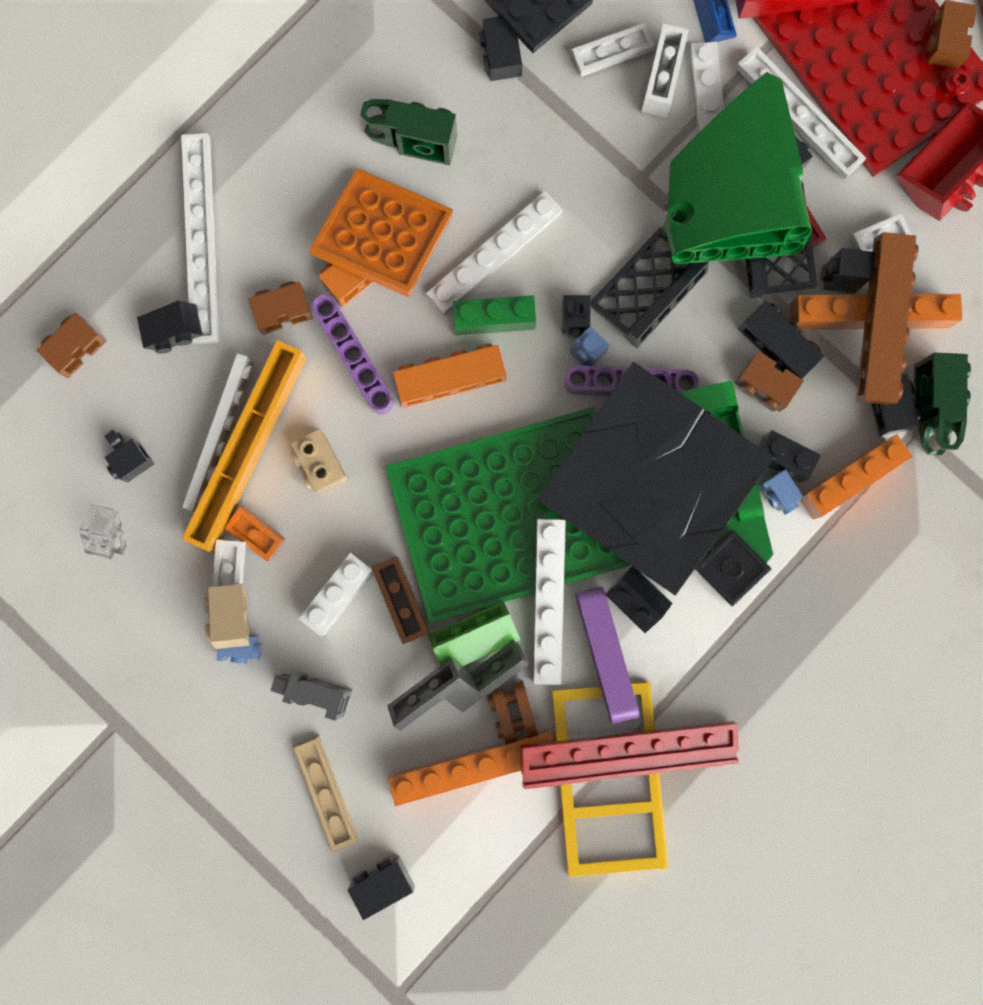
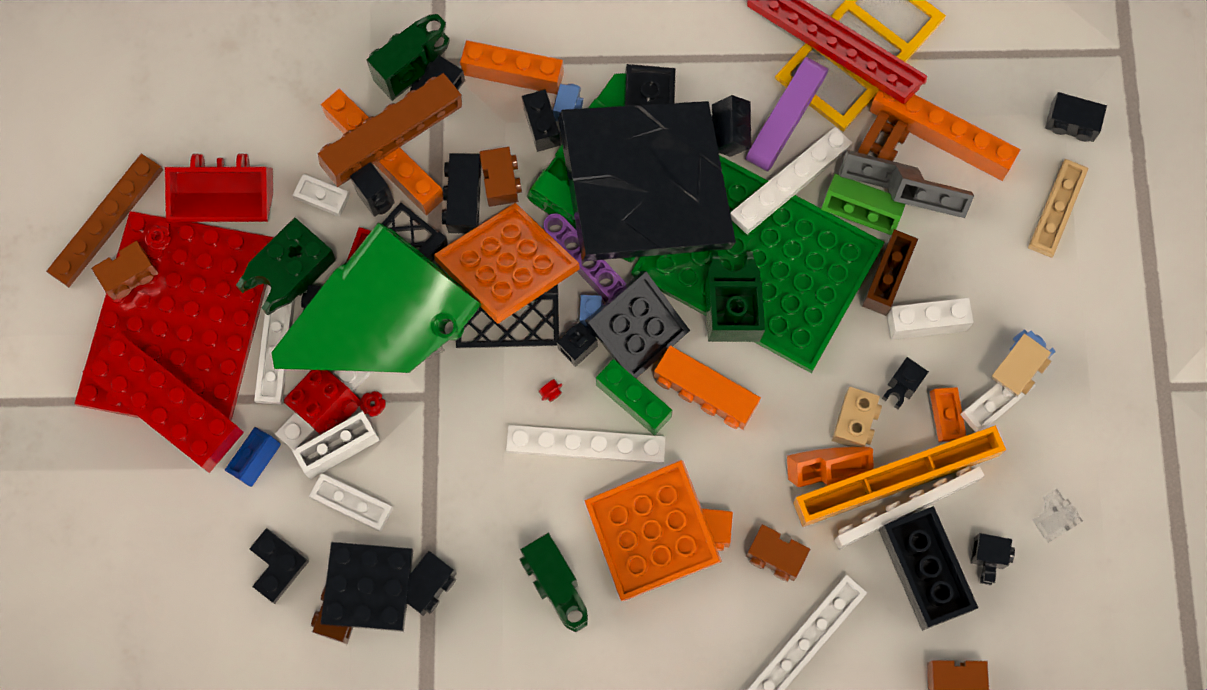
camera: 130 degrees left, 10 degrees down
(160, 398) = (928, 568): none -> black brick
(169, 326) = (872, 614): black brick -> none
(304, 406) = (828, 465): none -> orange slope
(309, 527) = (905, 381): none -> black brick
(312, 691) = (1008, 269): dark grey hips -> none
(347, 343) = (765, 457): medium lavender beam -> none
(503, 458) = (736, 292): none -> dark green brick
(545, 366) = (637, 325): none -> black plate
(559, 263) = (550, 391): none -> red plate
(673, 136) = (375, 410): none -> red plate
(689, 314) = (506, 262): none -> orange plate
(706, 90) = (322, 400): none -> red bracket
(843, 153) = (283, 270): none -> dark green brick

